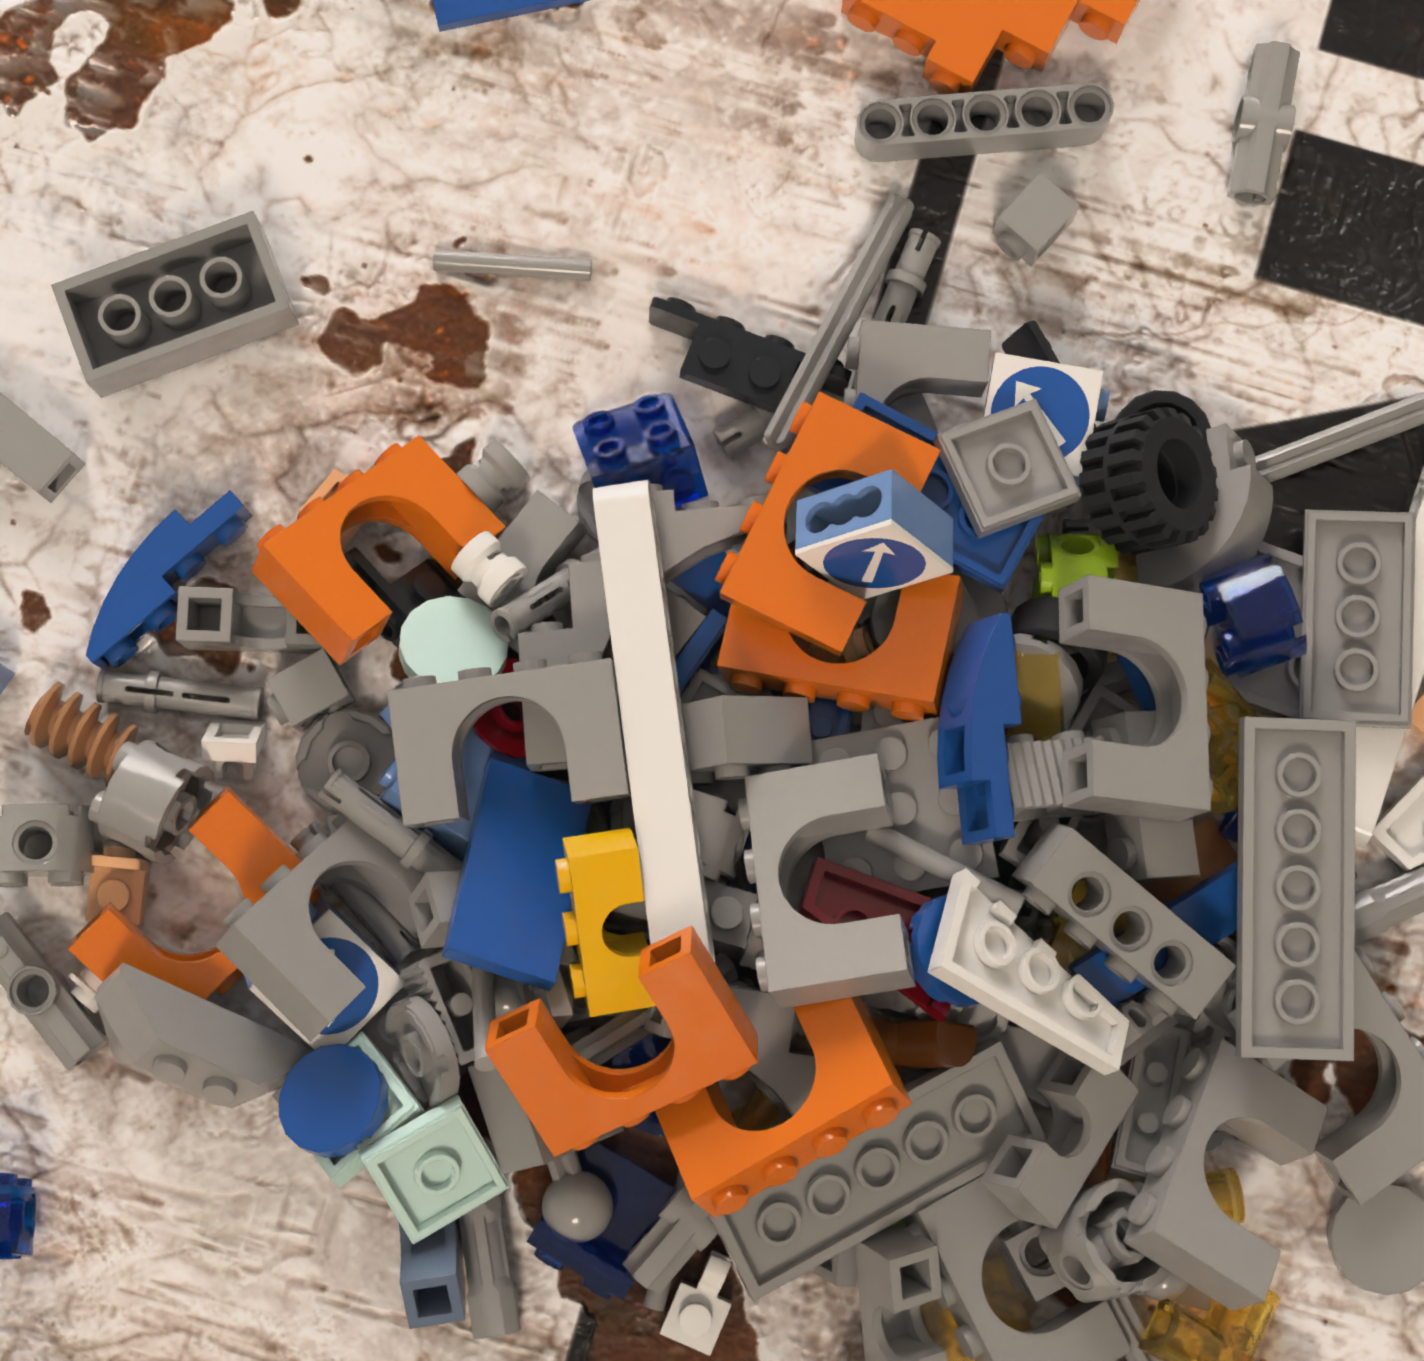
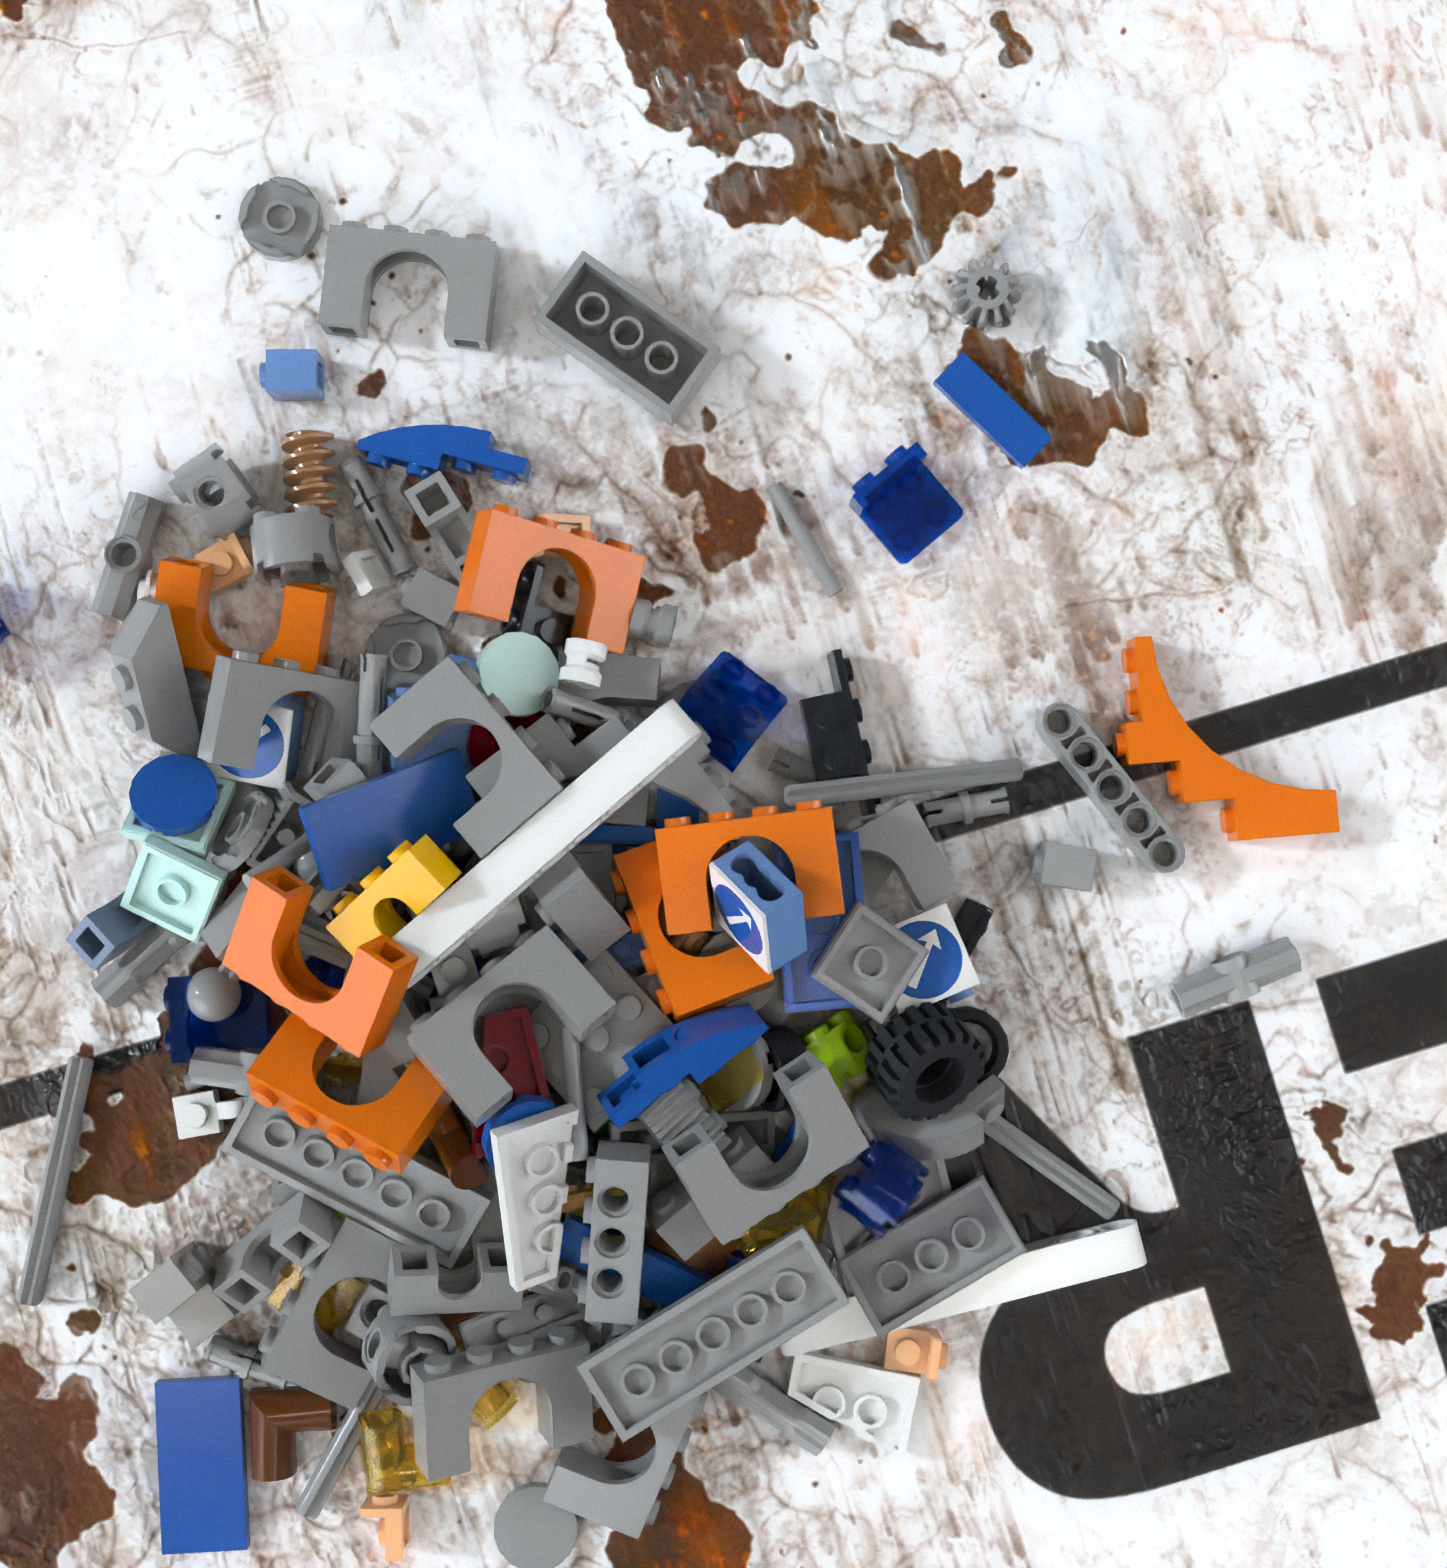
camera: 55 degrees right, 5 degrees up
(546, 137) = (905, 504): none -> clear blue bracket

